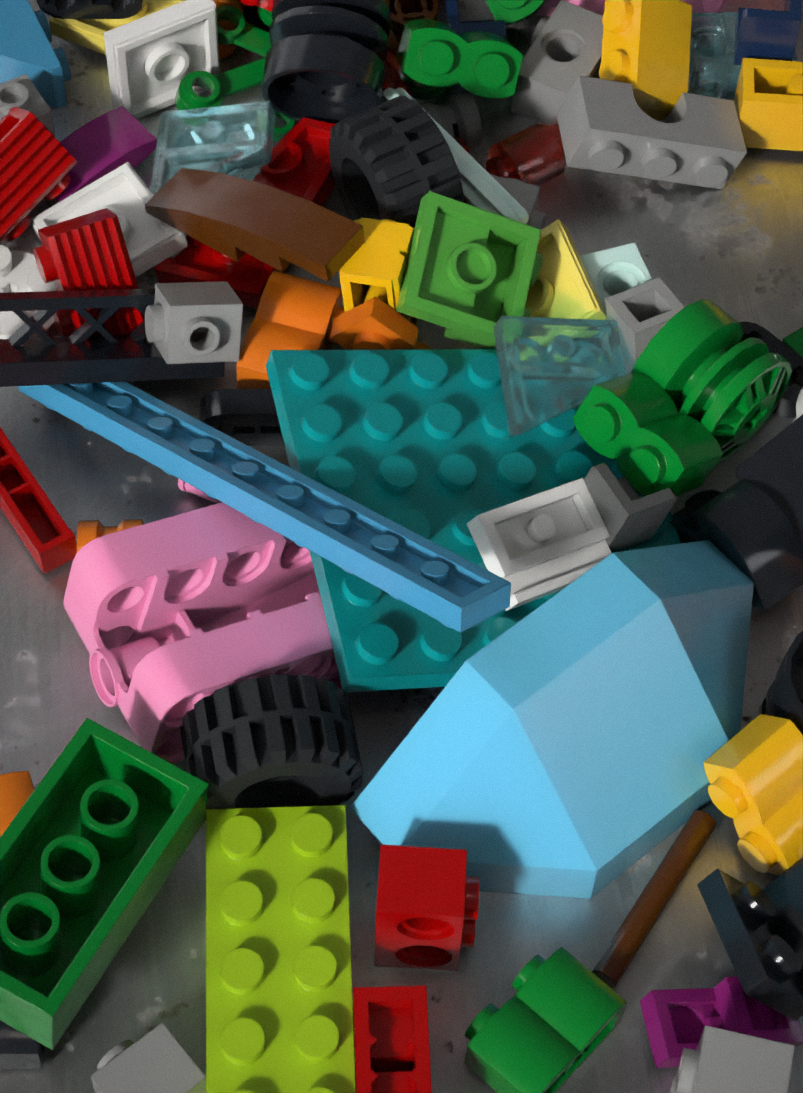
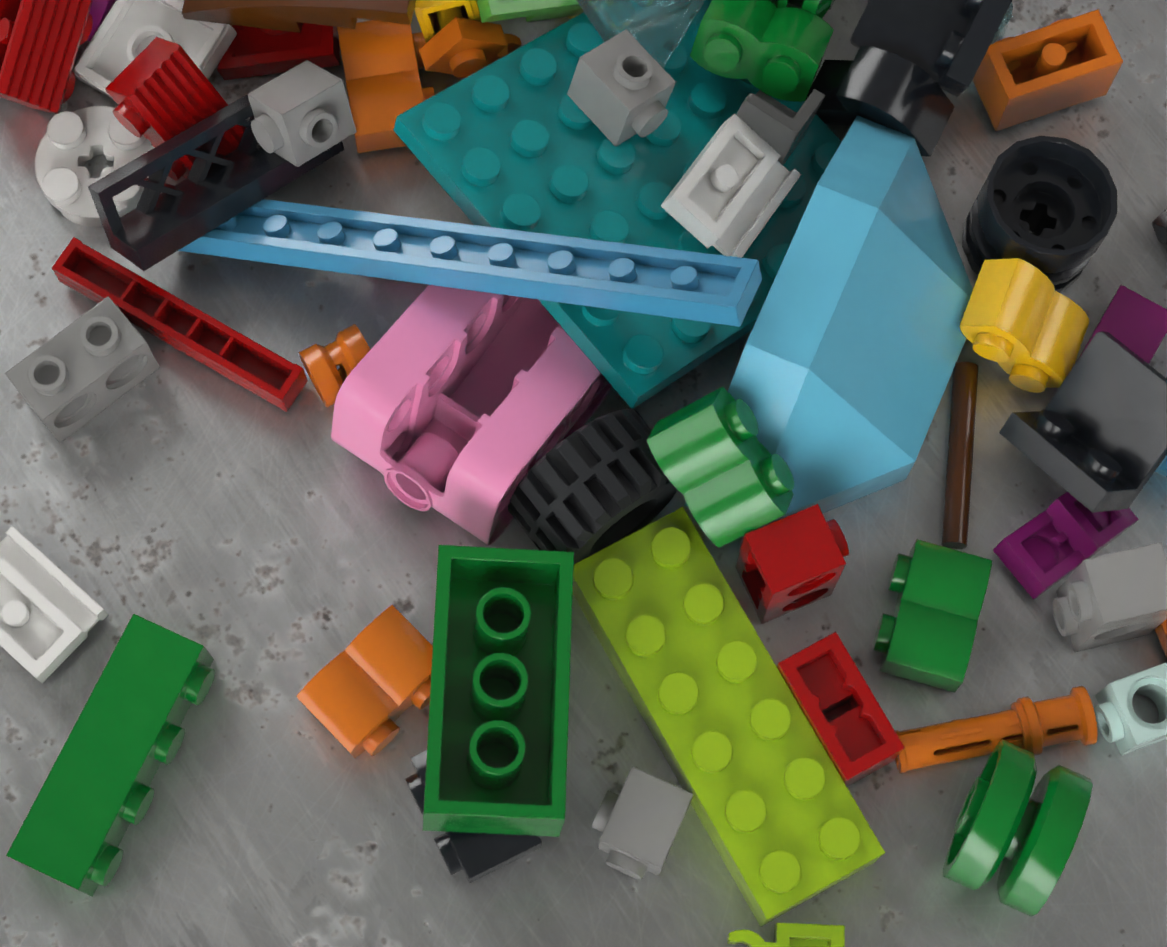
camera: 25 degrees left, 15 degrees up
(243, 415) = (384, 180): black beam -> none
(391, 772) = (722, 467): none -> green brick
(488, 413) = (621, 88): none -> light grey brick

